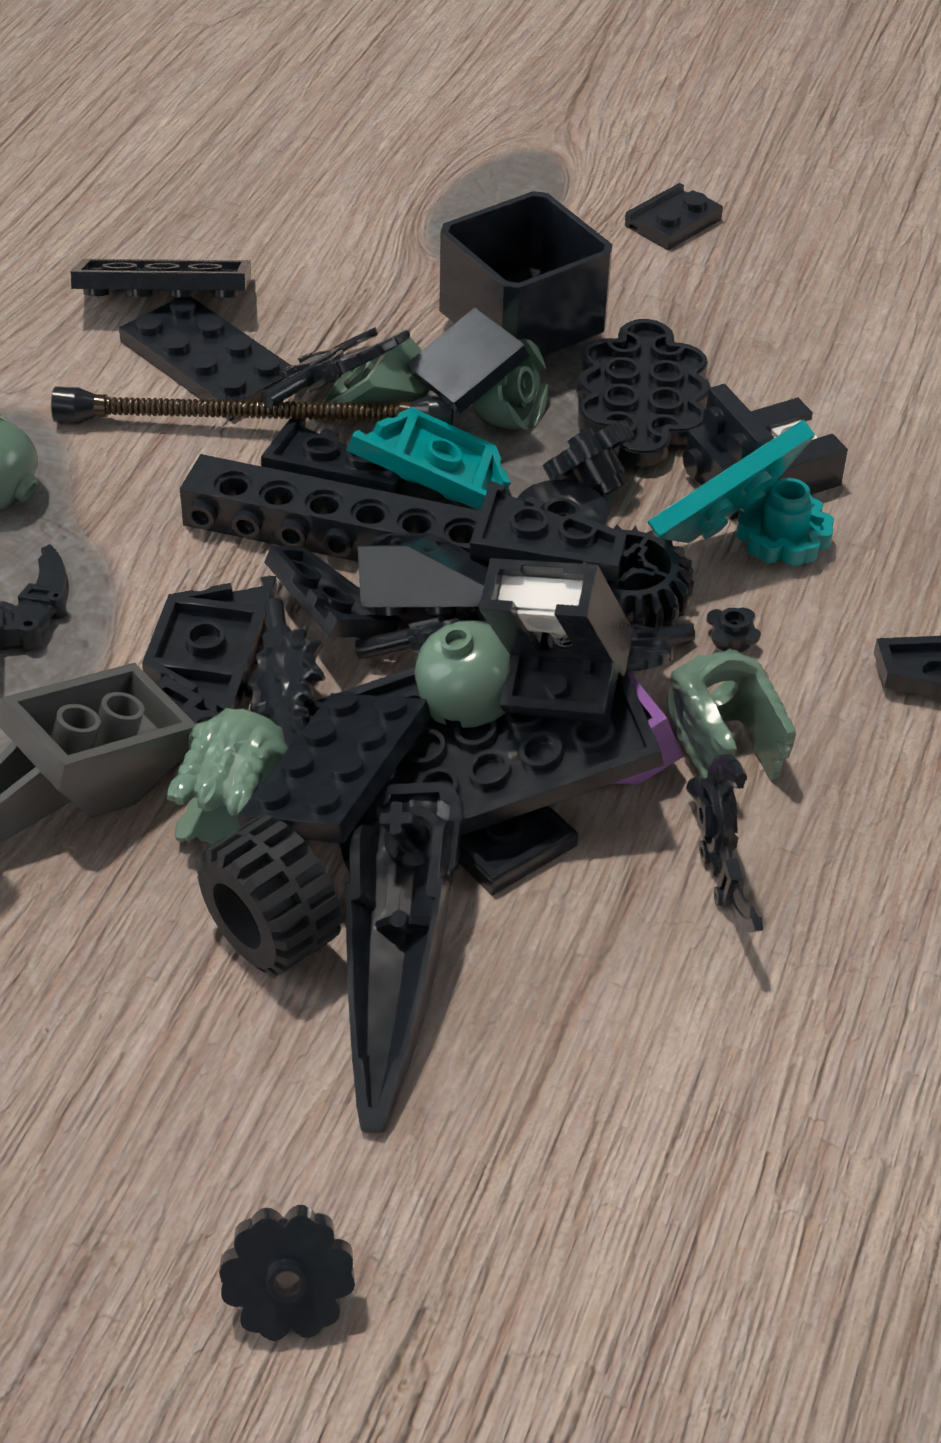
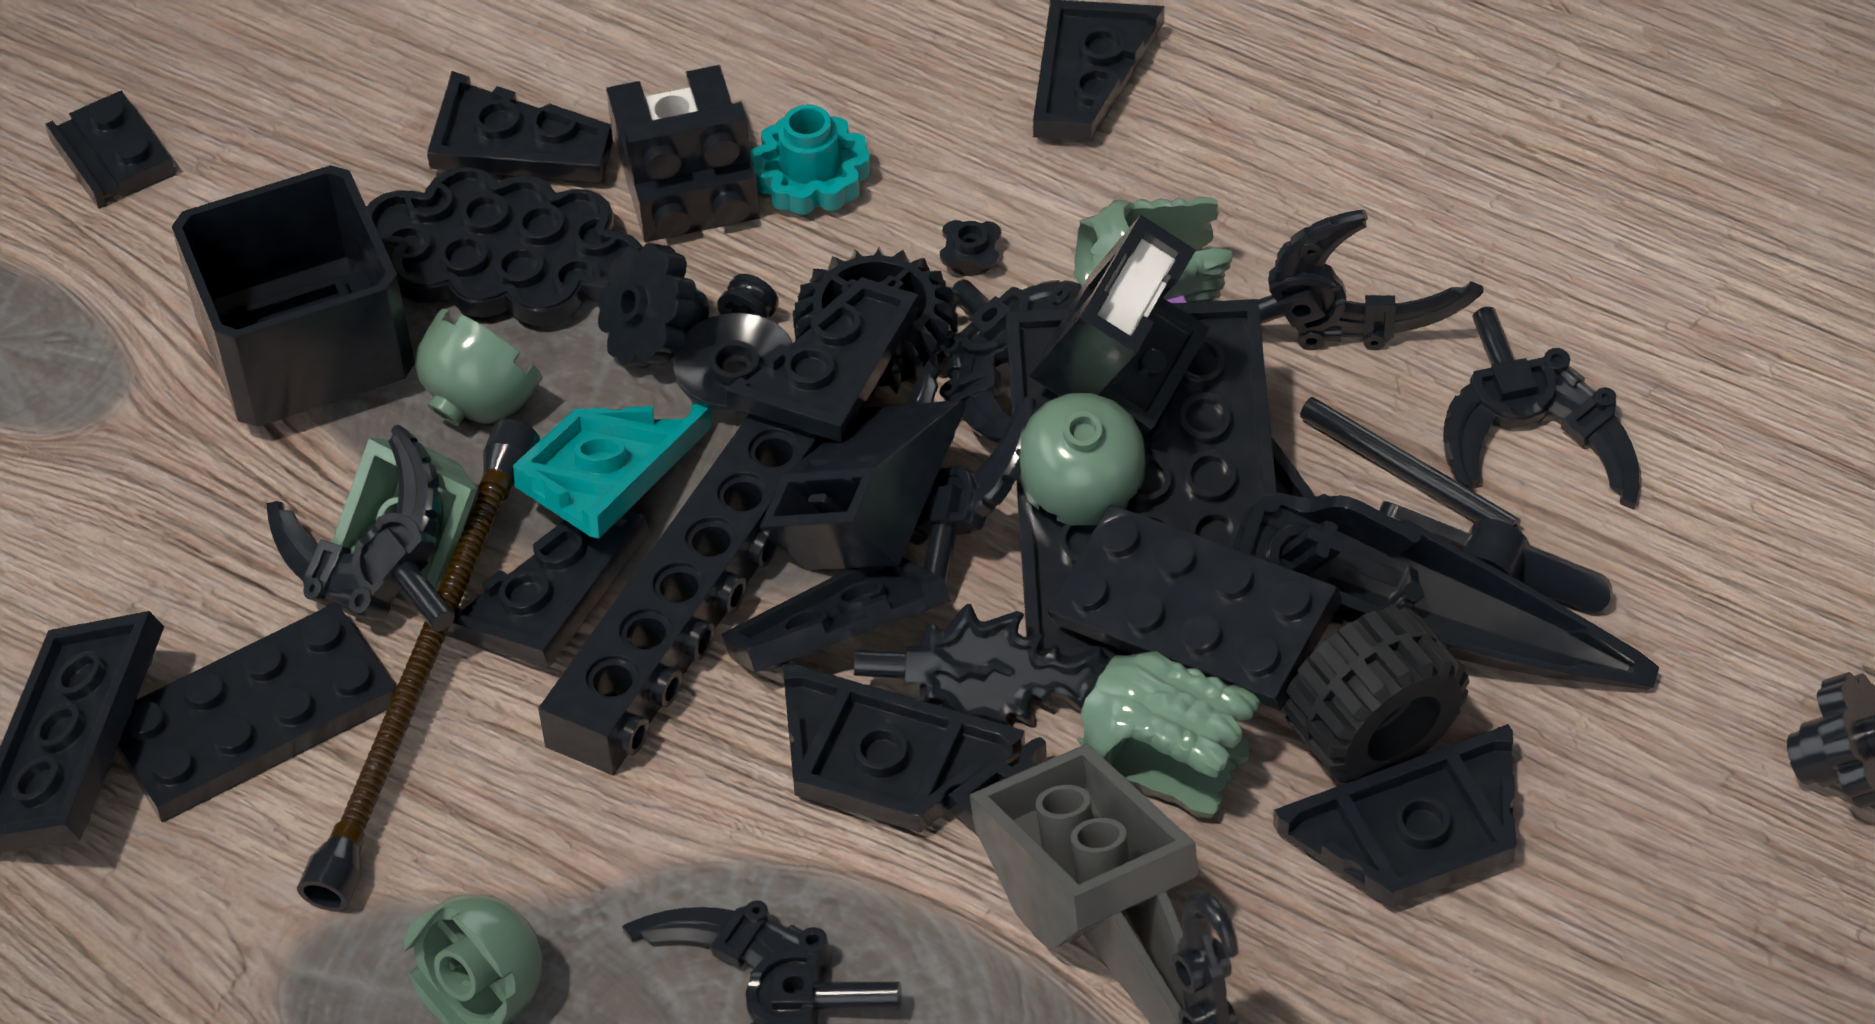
camera: 75 degrees left, 5 degrees up
(182, 968) = (1415, 821): none -> black wing
(468, 360) = (471, 376): tile -> none
(471, 988) = (1511, 553): none -> black piece
(573, 935) = (1403, 463): none -> black piece
(624, 511) = (748, 295): none -> black bush
(682, 1005) = (1525, 393): none -> black bar
(733, 490) = (805, 170): teal wing -> none
(754, 366) = (516, 138): none -> black wing

